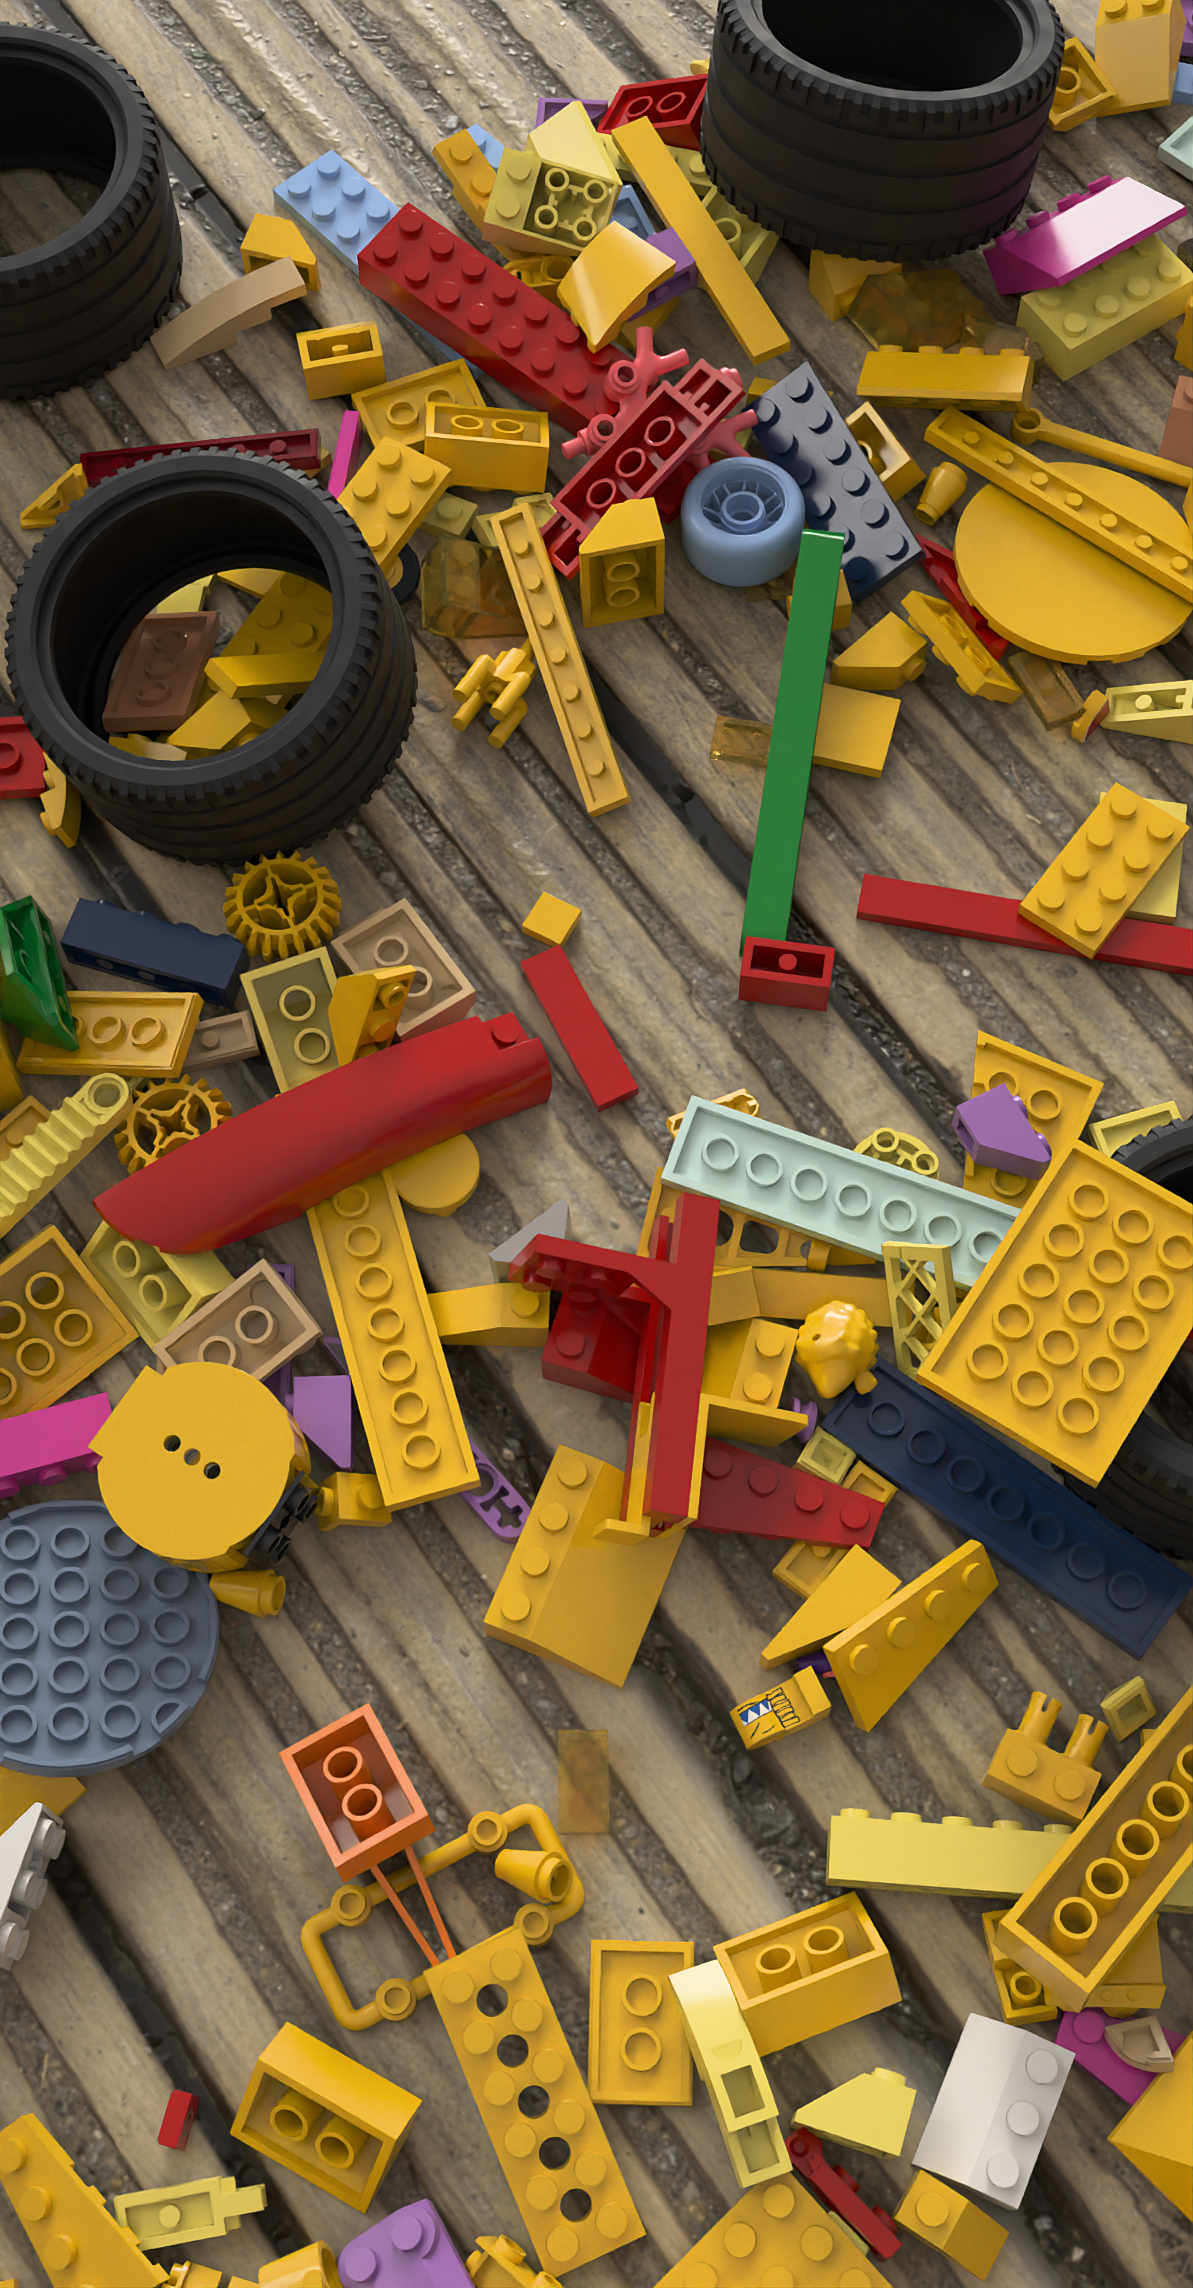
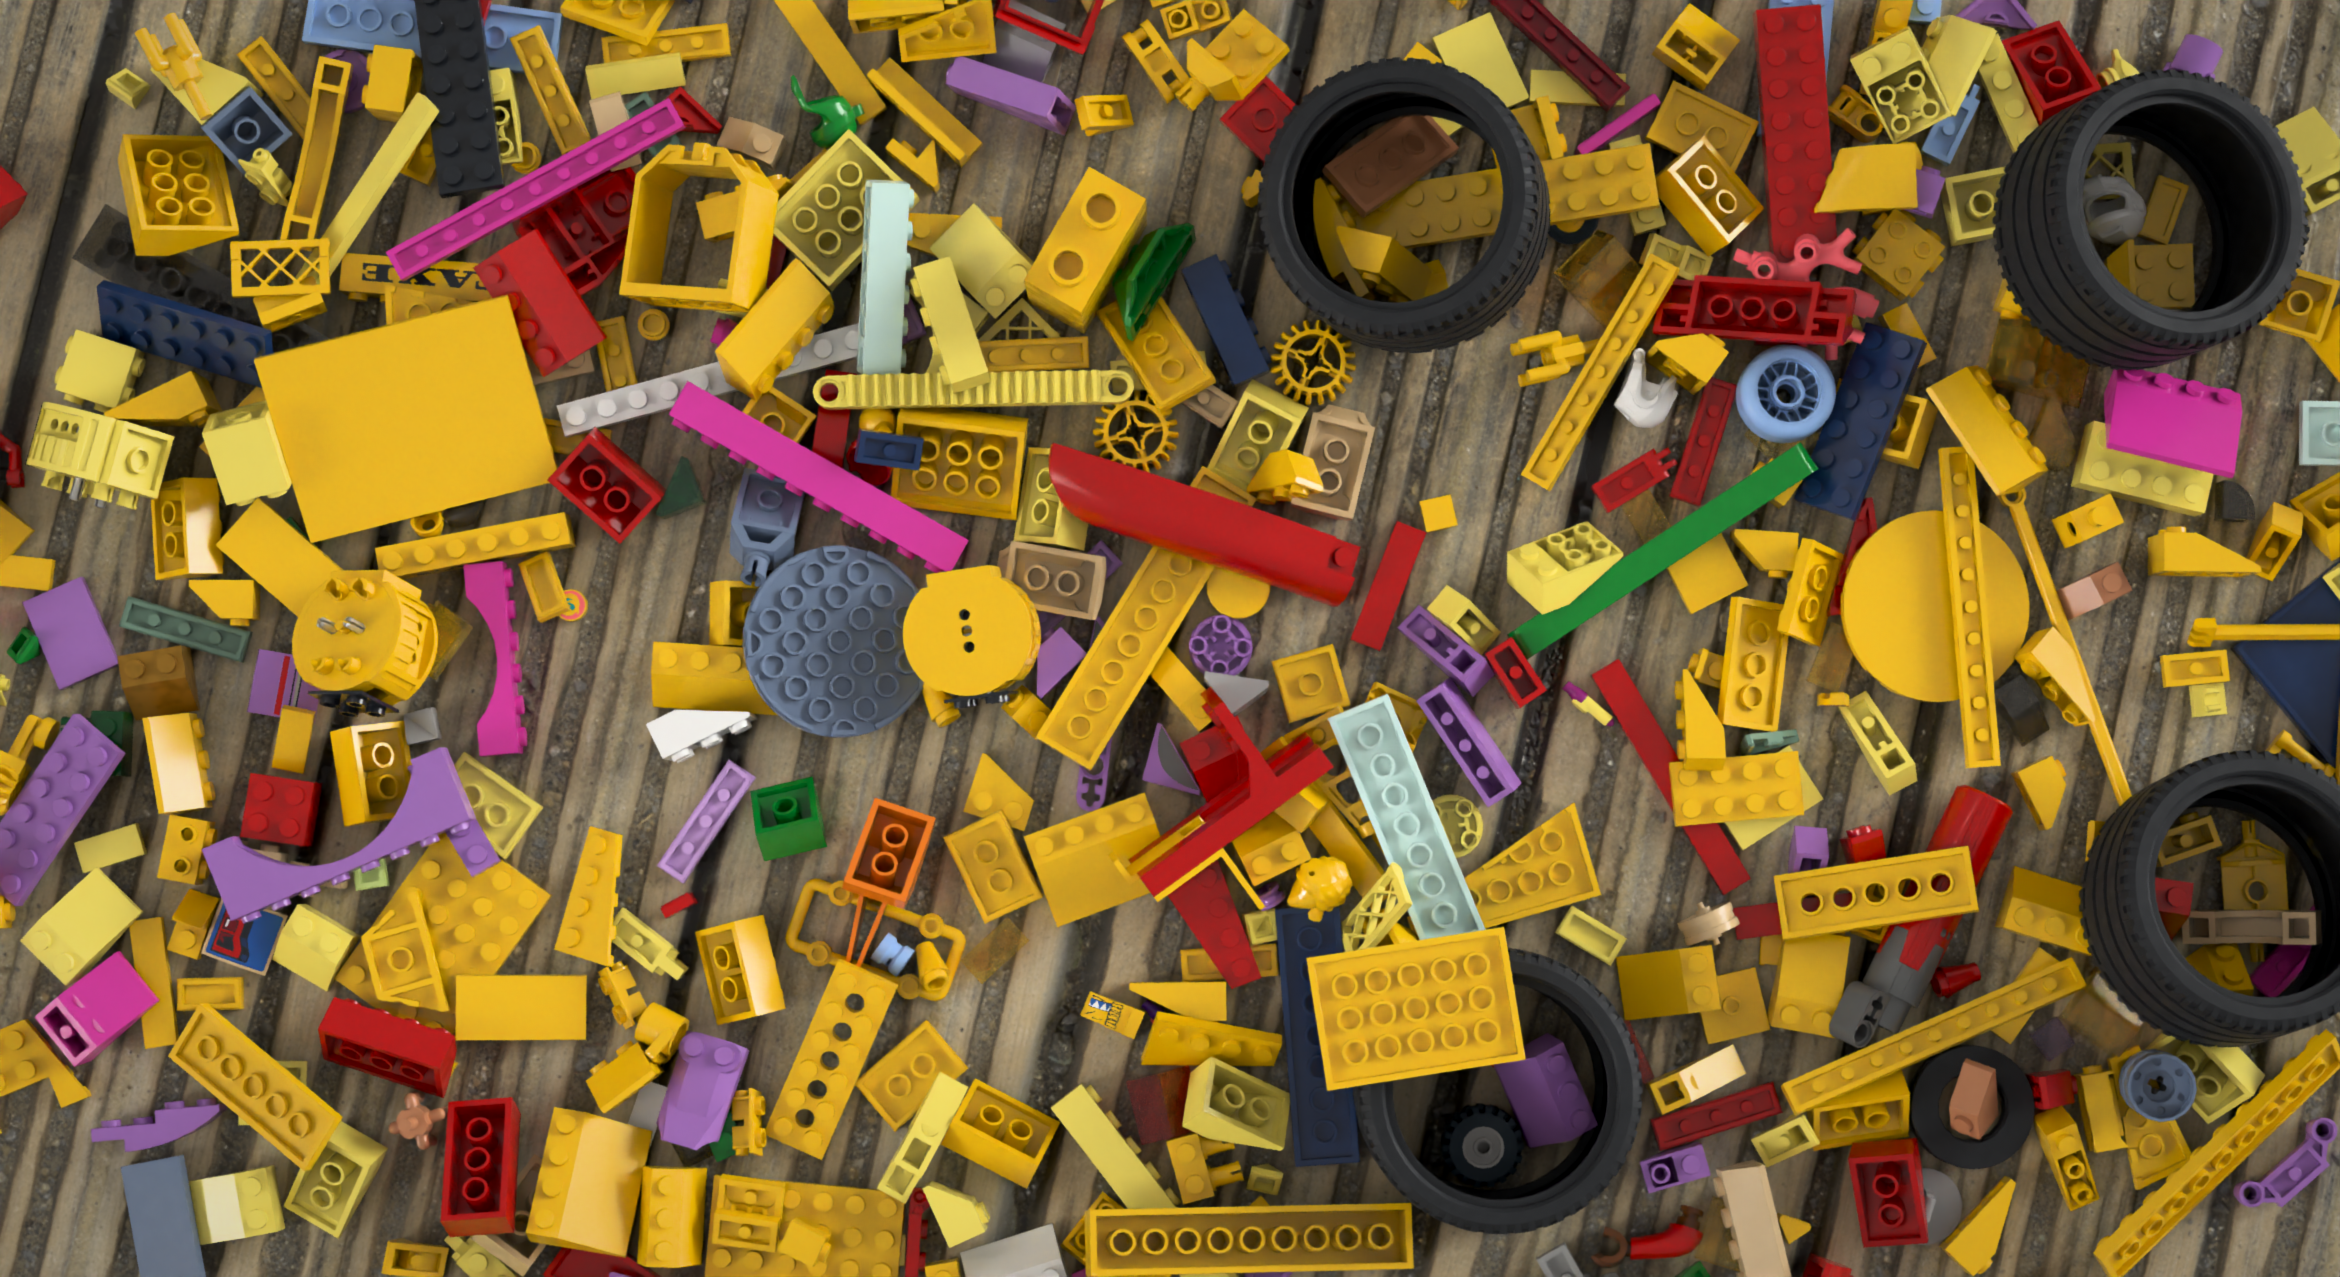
camera: 45 degrees right, 20 degrees up
(117, 1994) = (706, 821): none -> lavender tile
(209, 1887) = (788, 819): none -> green slope
(265, 673) = (1428, 249): yellow tile -> none
(414, 1622) = (996, 791): none -> yellow wing
(468, 1236) = (1220, 645): none -> medium lavender tile
(478, 1908) = (892, 954): none -> light blue wheel
(486, 1695) = (993, 866): none -> yellow tile
(554, 1408) = (1166, 765): none -> tile
(606, 1183) = (1310, 683): none -> yellow plate
(618, 641) = (1642, 401): none -> white helmet
(683, 980) = (1463, 619): none -> light yellow slope
(693, 721) = (1632, 479): none -> red hinge
(703, 335) = (1899, 253): none -> yellow brick
(703, 1021) = (1447, 650): none -> medium lavender slope
(715, 261) = (1959, 195): yellow tile -> none
(716, 842) = (1560, 566): none -> light yellow slope
(719, 637) = (1703, 441): none -> red tile
(819, 1074) = (1469, 742): none -> medium lavender brick
(882, 943) = (1586, 704): none -> light yellow piece
(938, 1748) = (1160, 1103): none -> clear red slope
(942, 490) = (1916, 485): yellow cone -> none
(955, 802) = (1706, 668): none -> yellow bracket
(988, 755) = (1752, 666): none -> yellow plate
(999, 1135) = (1515, 867): medium lavender slope -> none
(1011, 1661) = (1235, 1107): none -> light yellow slope
(1012, 844) = (1702, 732): none -> yellow slope
(1076, 806) = (1766, 741): none -> sand green tile
(1115, 362) = (2088, 520): none -> yellow torso

